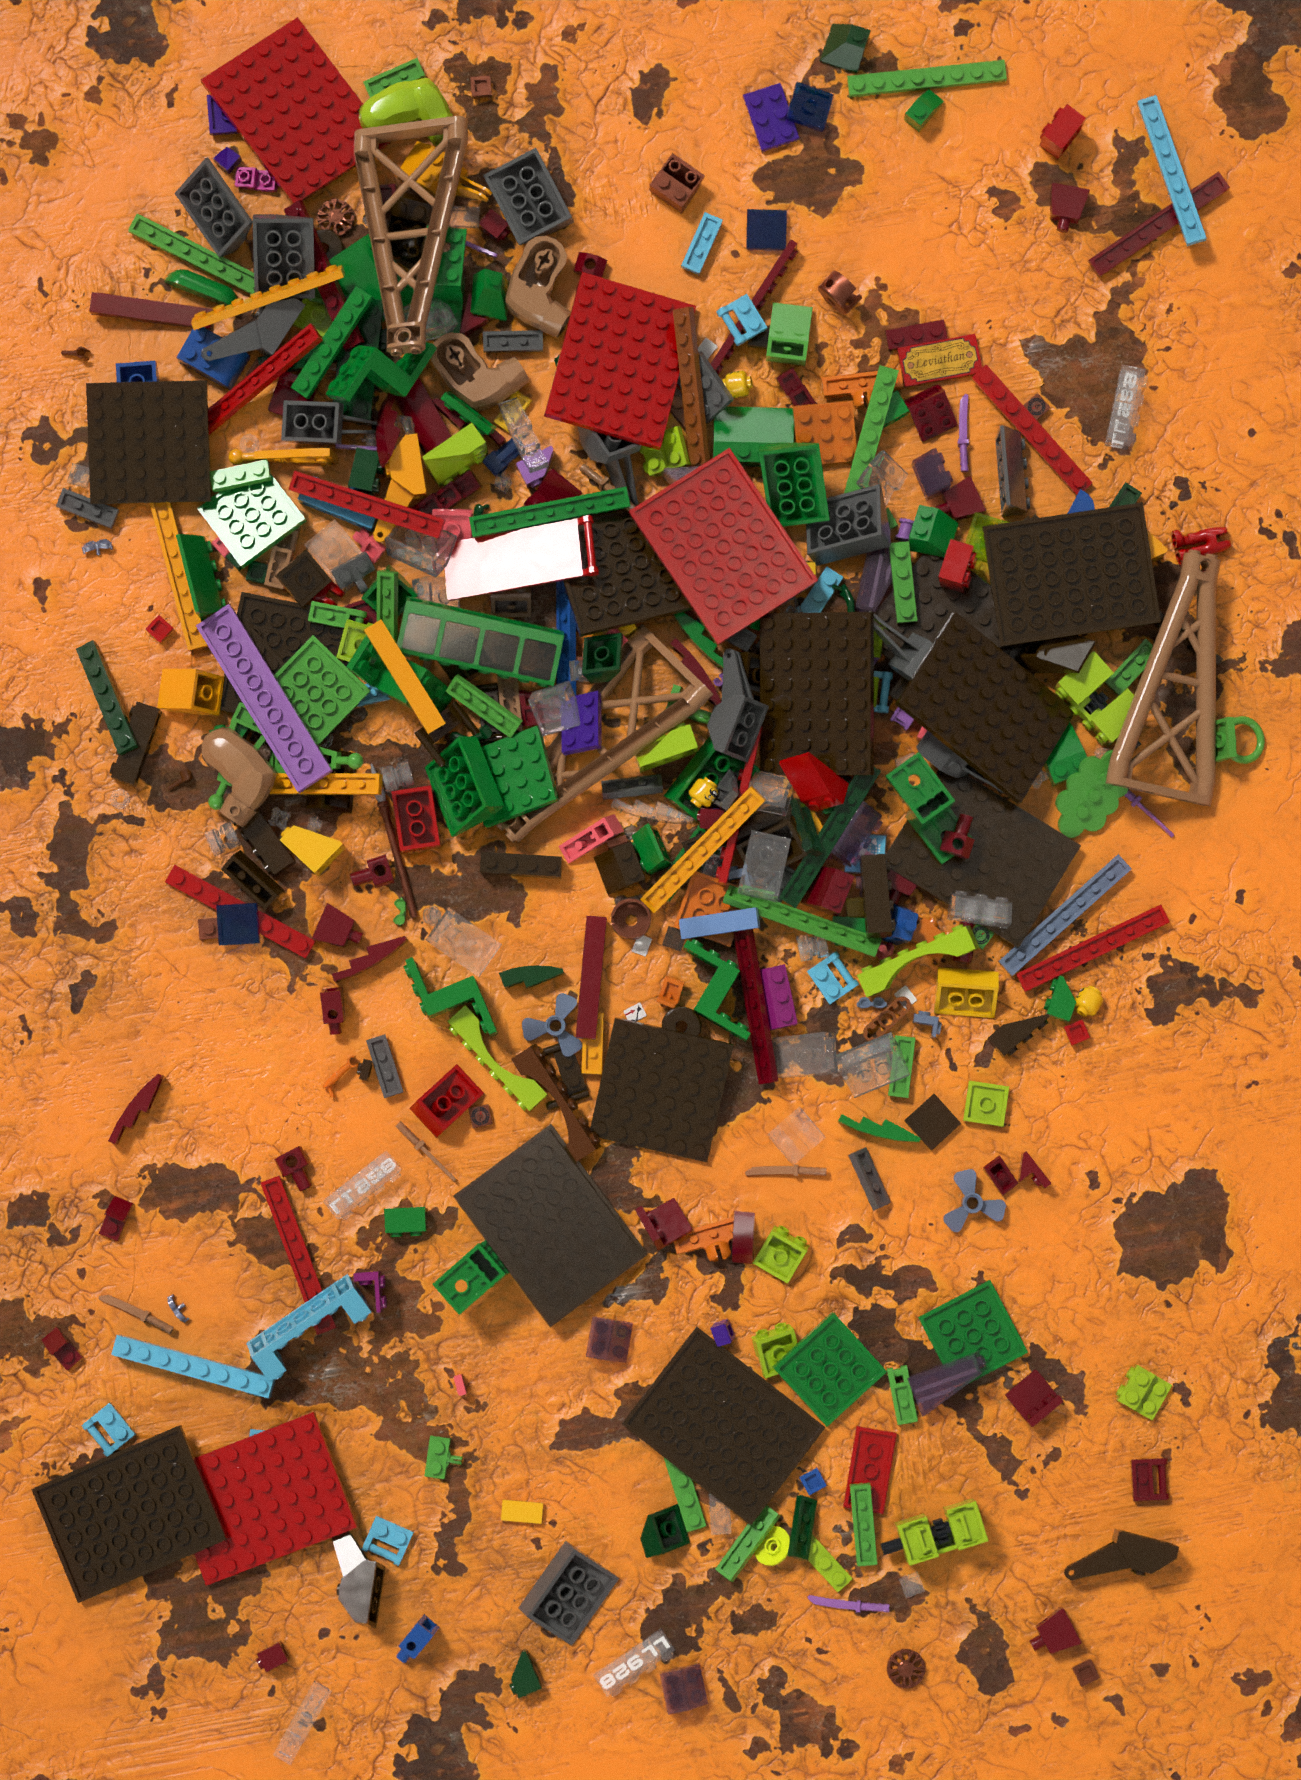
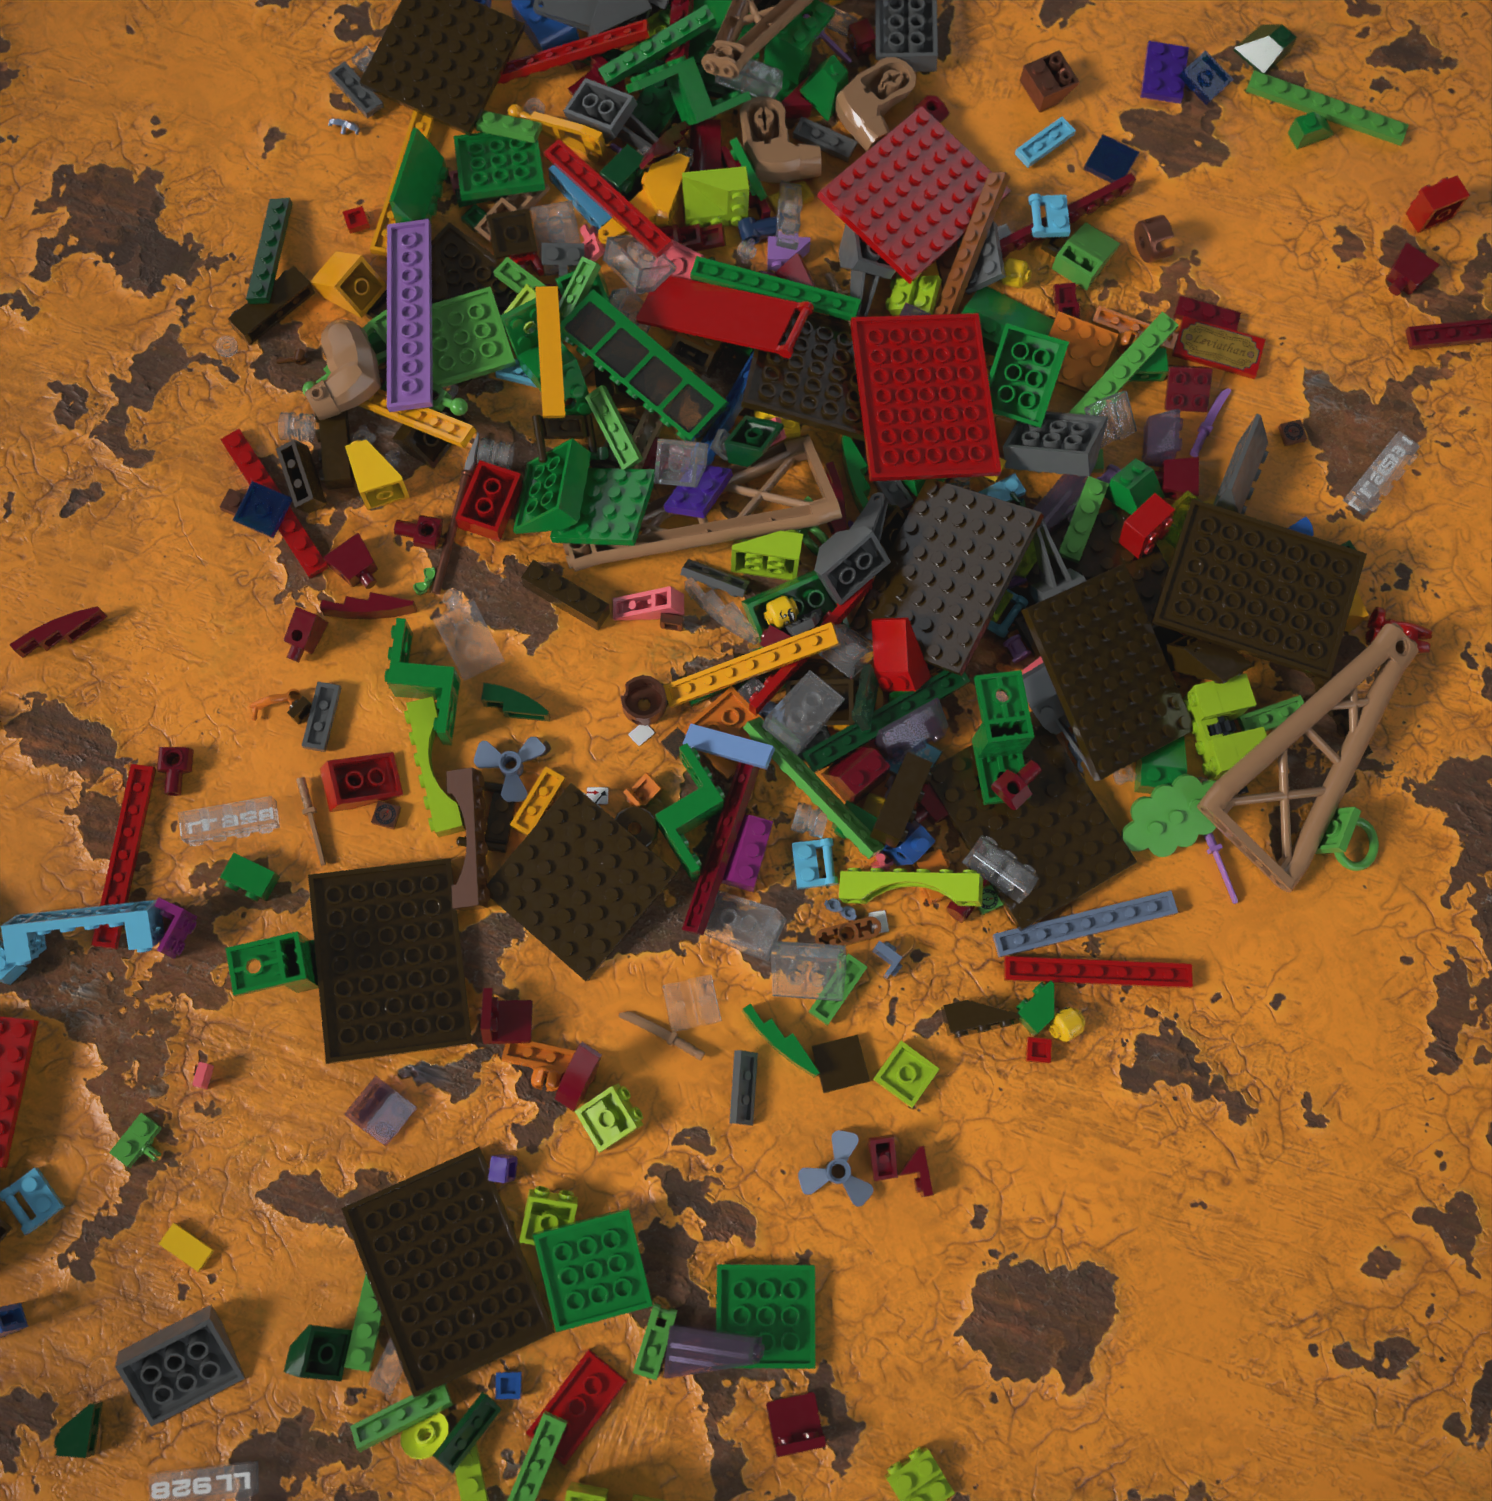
camera: 20 degrees right, 10 degrees down
(591, 977) = (572, 735): dark red slope -> none
(619, 868) = (660, 647): dark brown slope -> none
(651, 849) = (700, 642): green slope -> none
(966, 992) = (944, 949): yellow slope -> none
(1031, 430) = (1278, 447): red plate -> none

